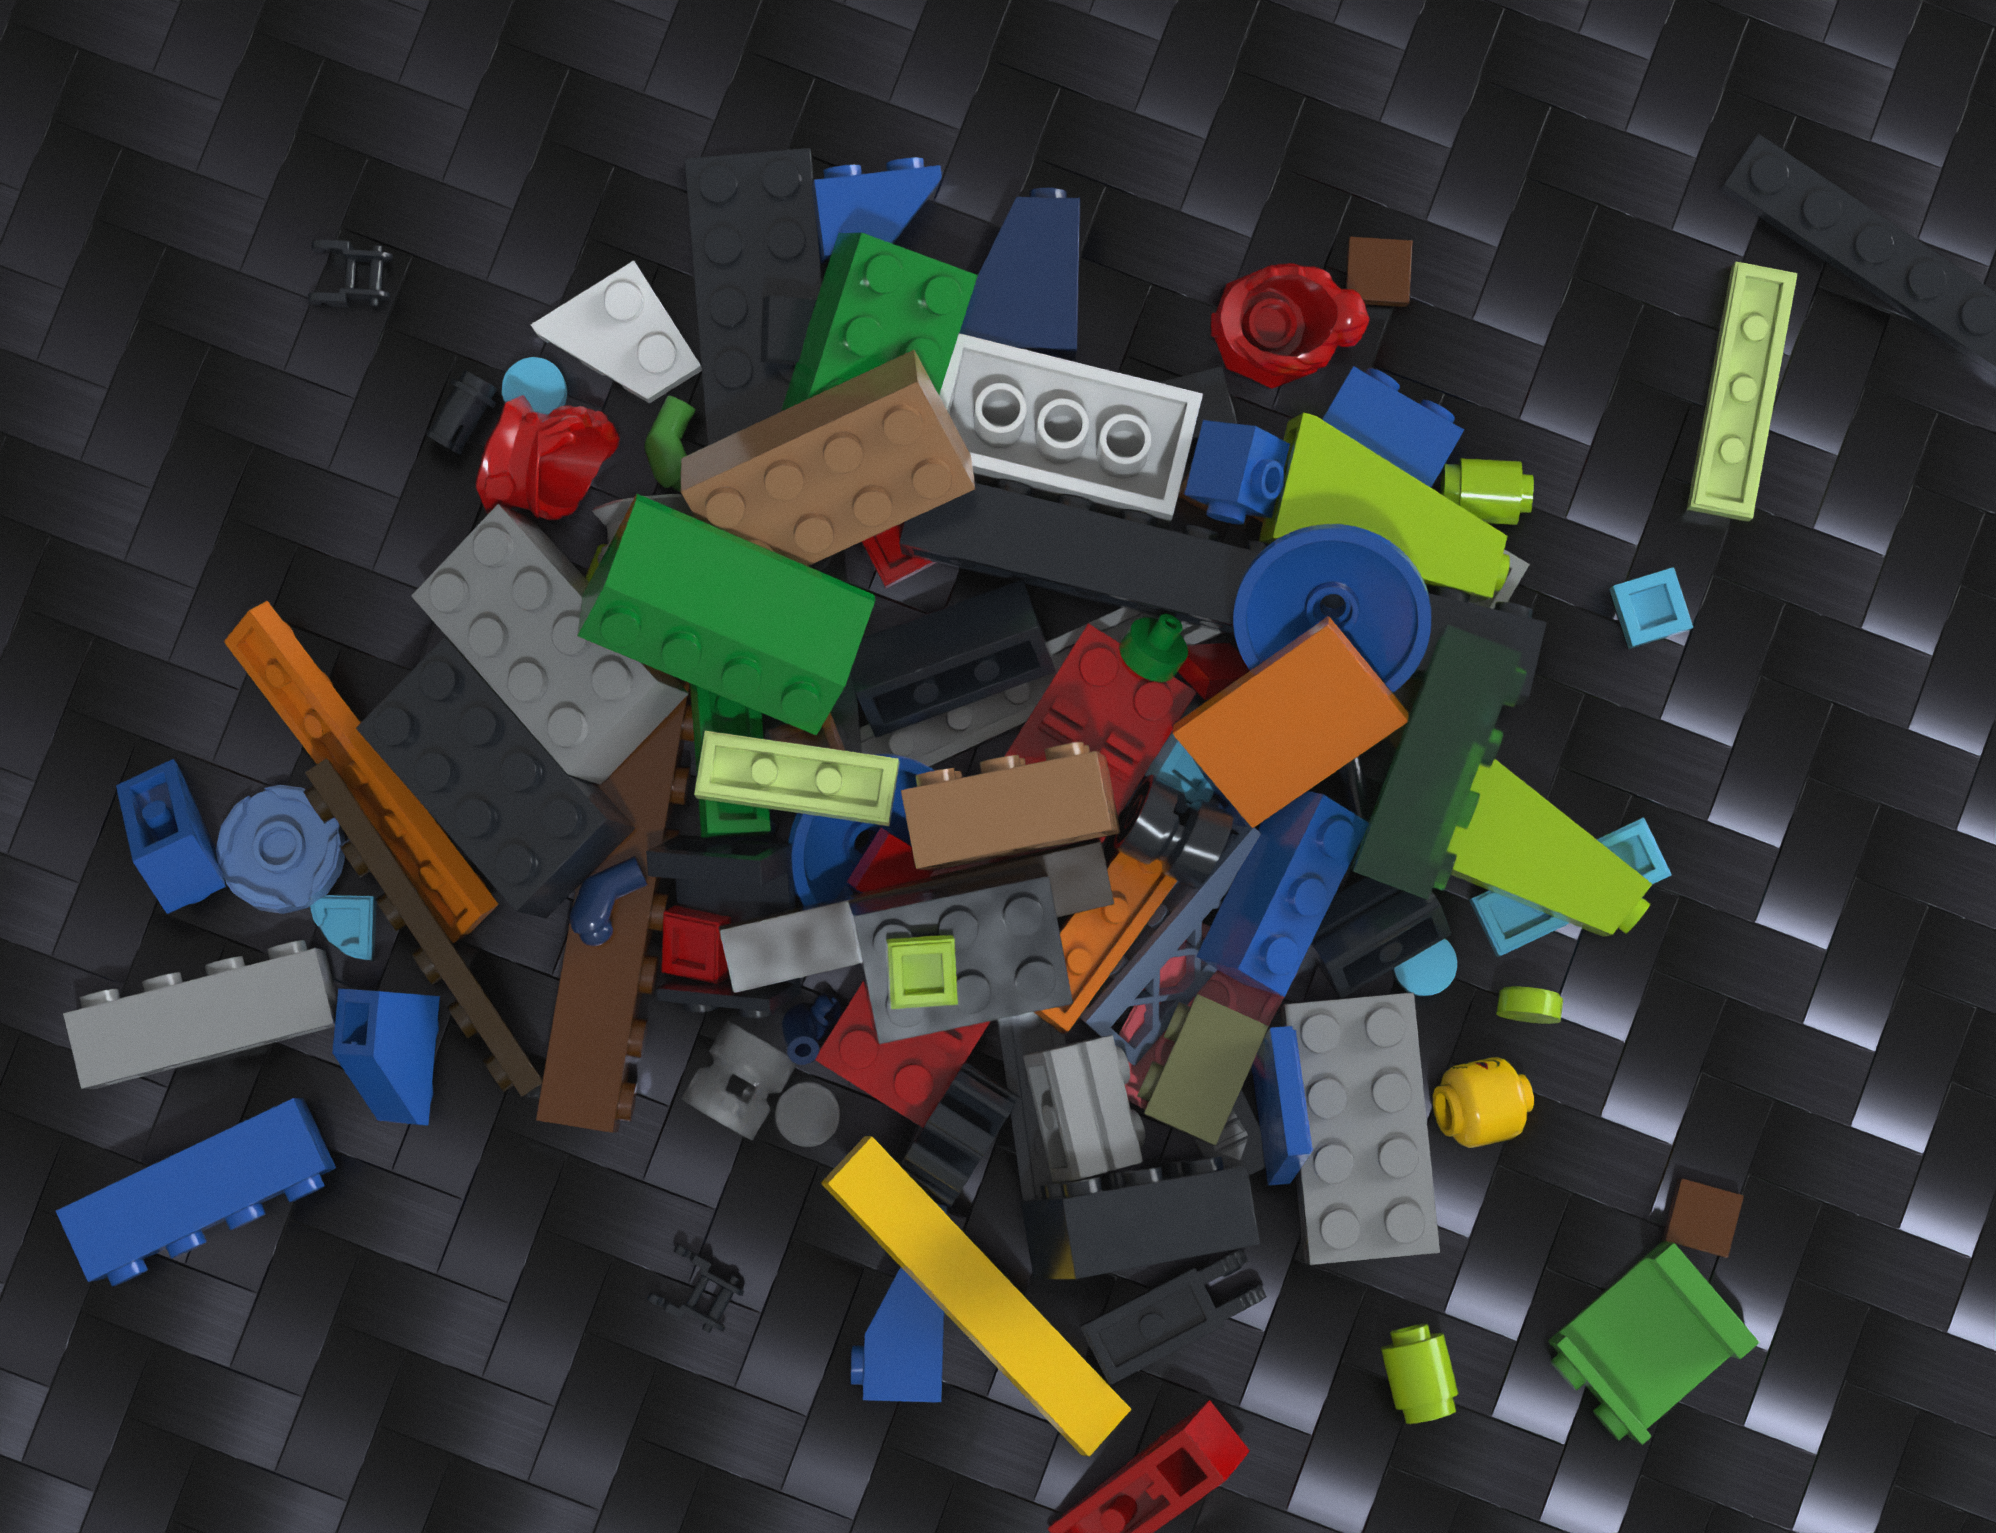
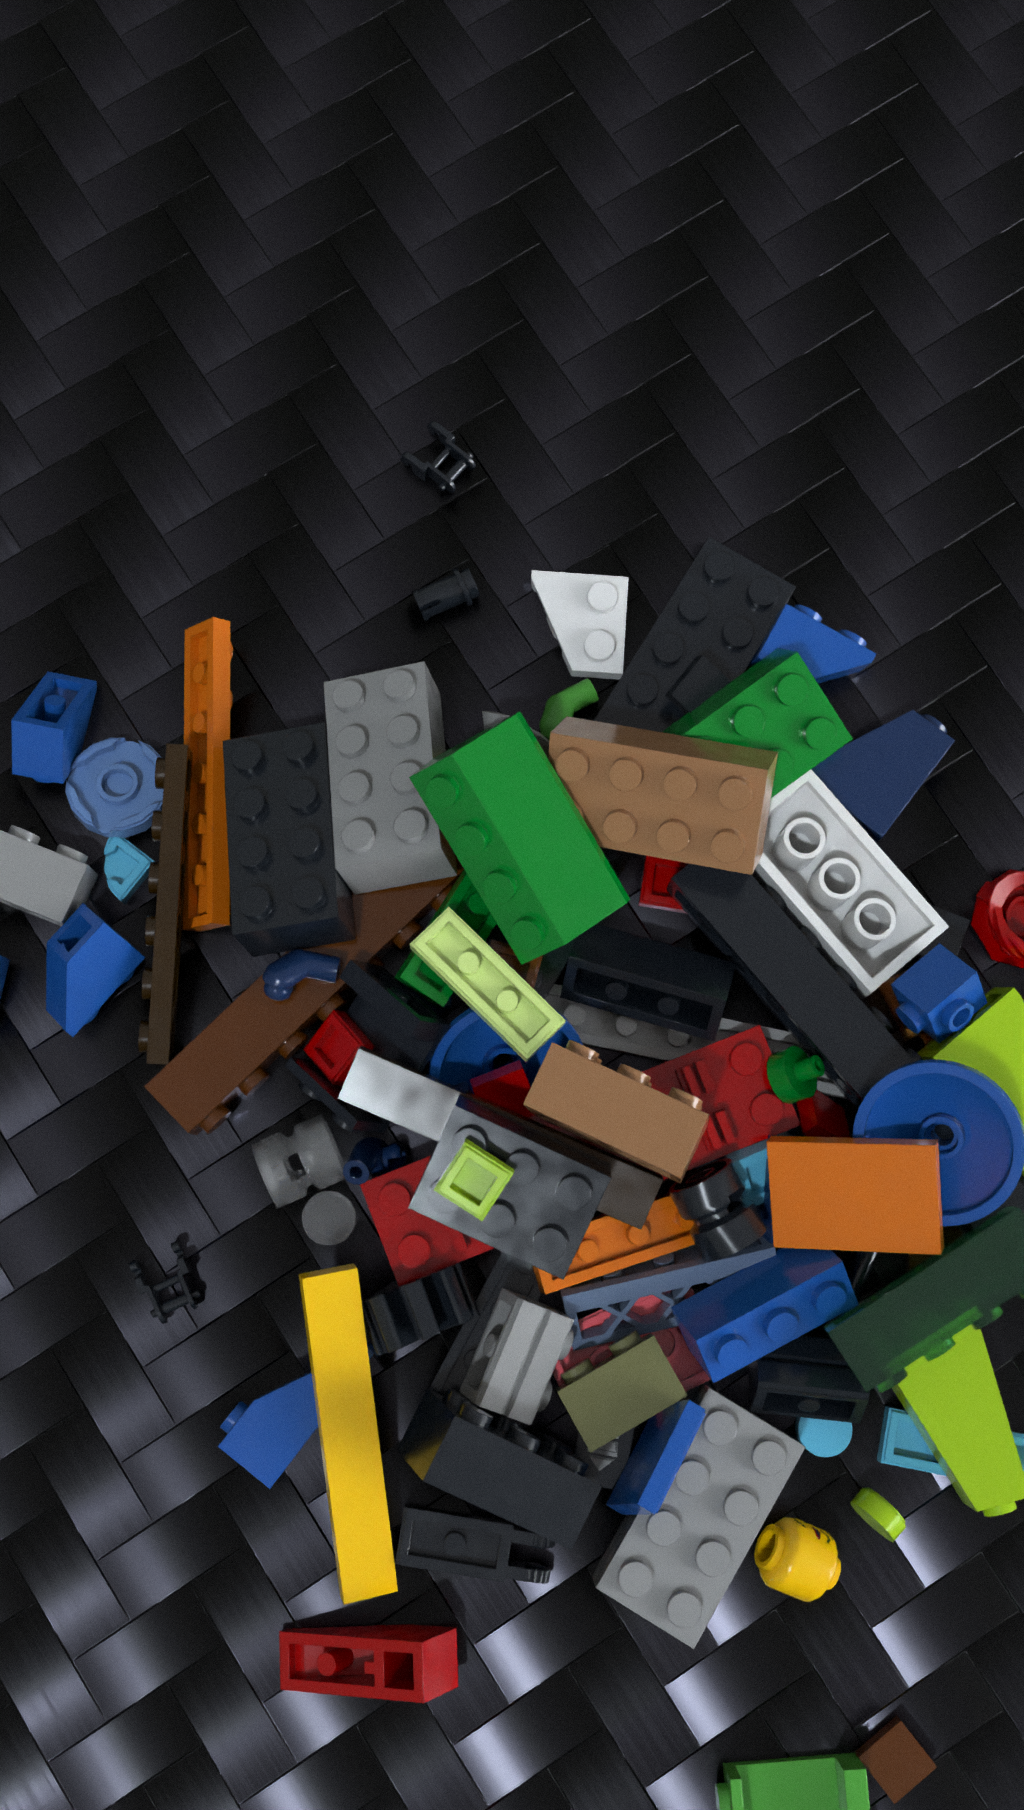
camera: 35 degrees right, 5 degrees down
(538, 382) = (503, 614): medium azure tile -> none
(543, 458) = (476, 656): red piece -> none
(1420, 1374) = (616, 1722): lime brick -> none

